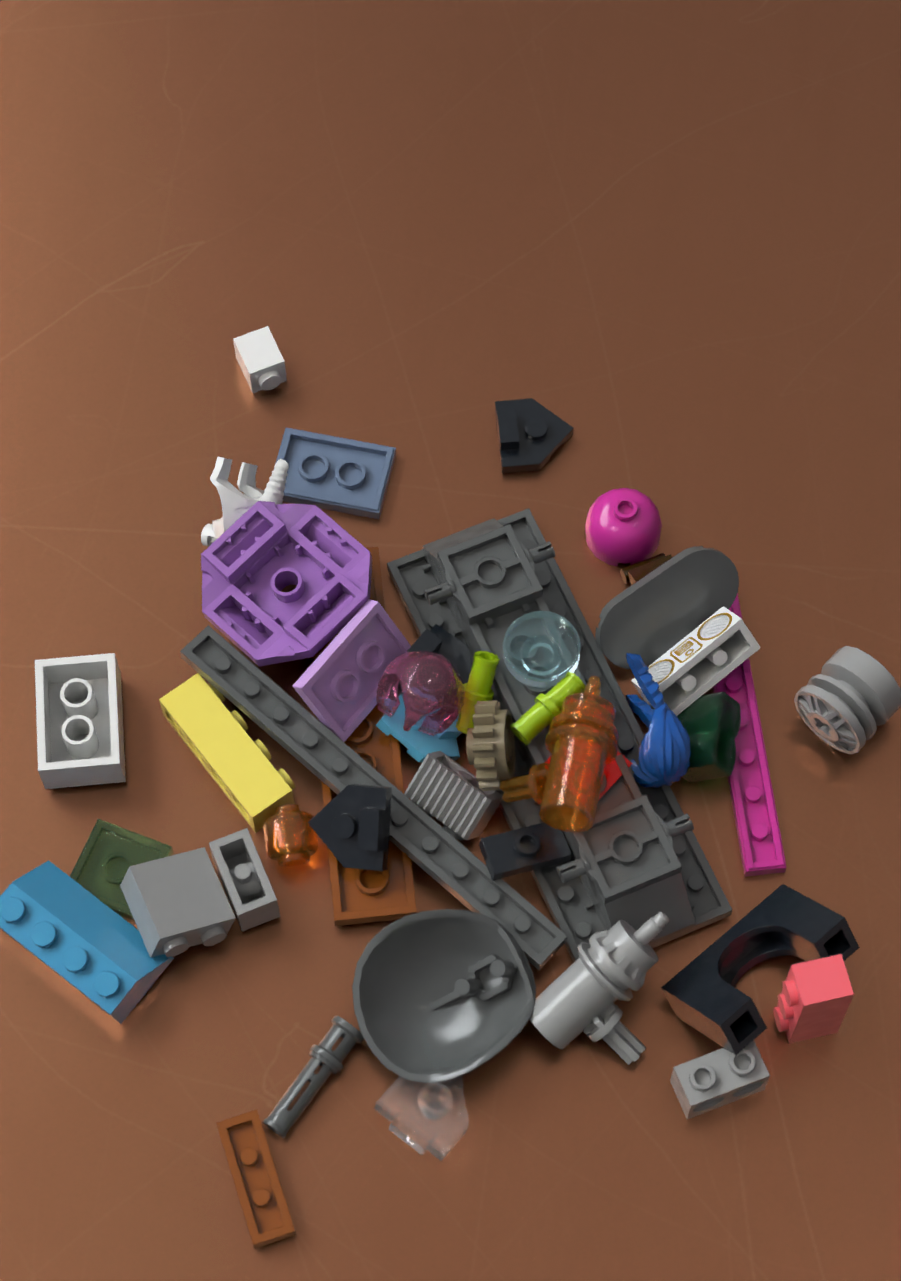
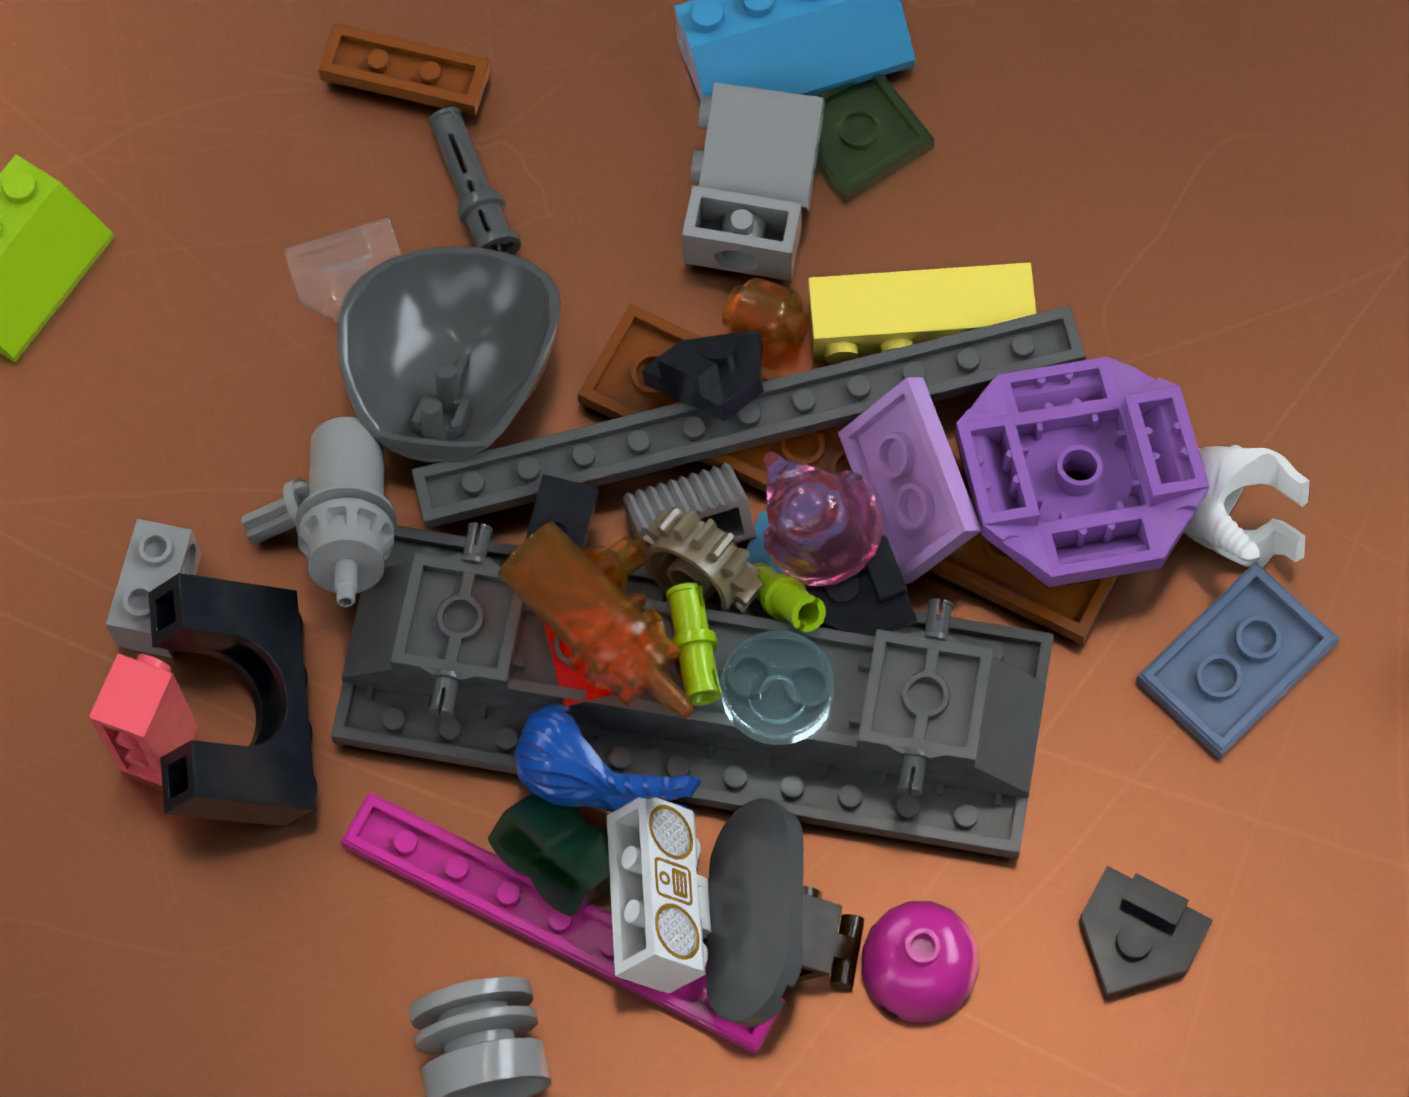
camera: 125 degrees right, 5 degrees up
(79, 721) = (1064, 171): white brick -> none

